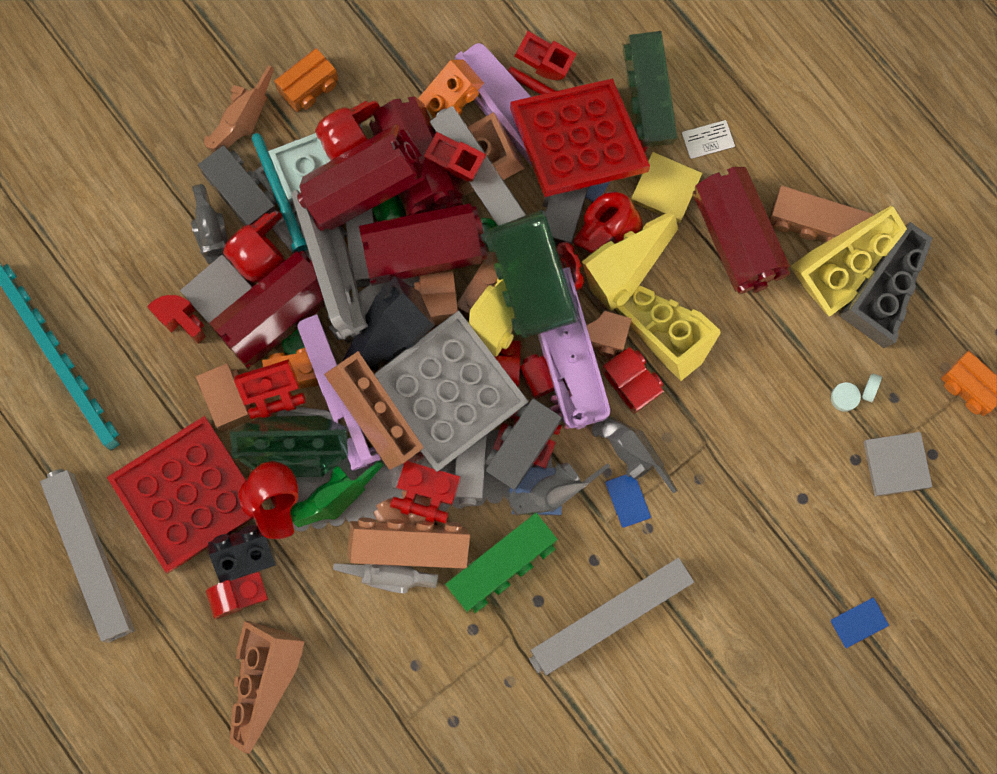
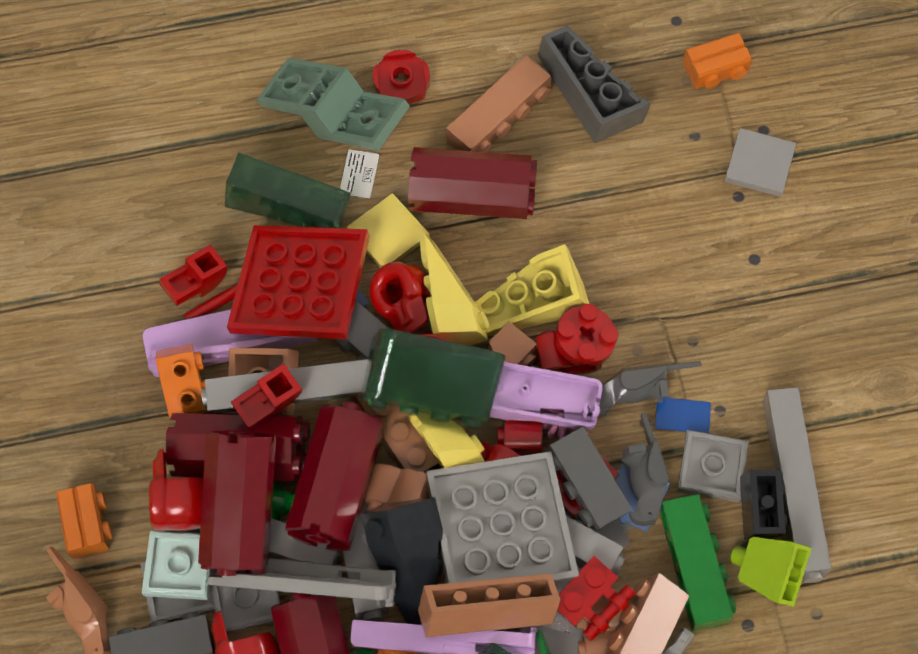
camera: 60 degrees left, 10 degrees down
(299, 243) = (257, 608): teal bar -> none
(522, 627) = (772, 567): none -> lime torso
(575, 596) = (763, 504): none -> black brick
(594, 543) = (712, 466): none -> light grey tile
(664, 379) = (595, 322): none -> red plate
(754, 85) = (333, 103): none -> sand green bracket
(816, 114) = (404, 62): none -> red plate
(843, 263) = (550, 117): light yellow wedge -> none
(845, 397) = (675, 175): light aqua tile -> none
(859, 622) = (895, 266): blue sticker -> none
(871, 387) = (678, 147): light aqua tile -> none

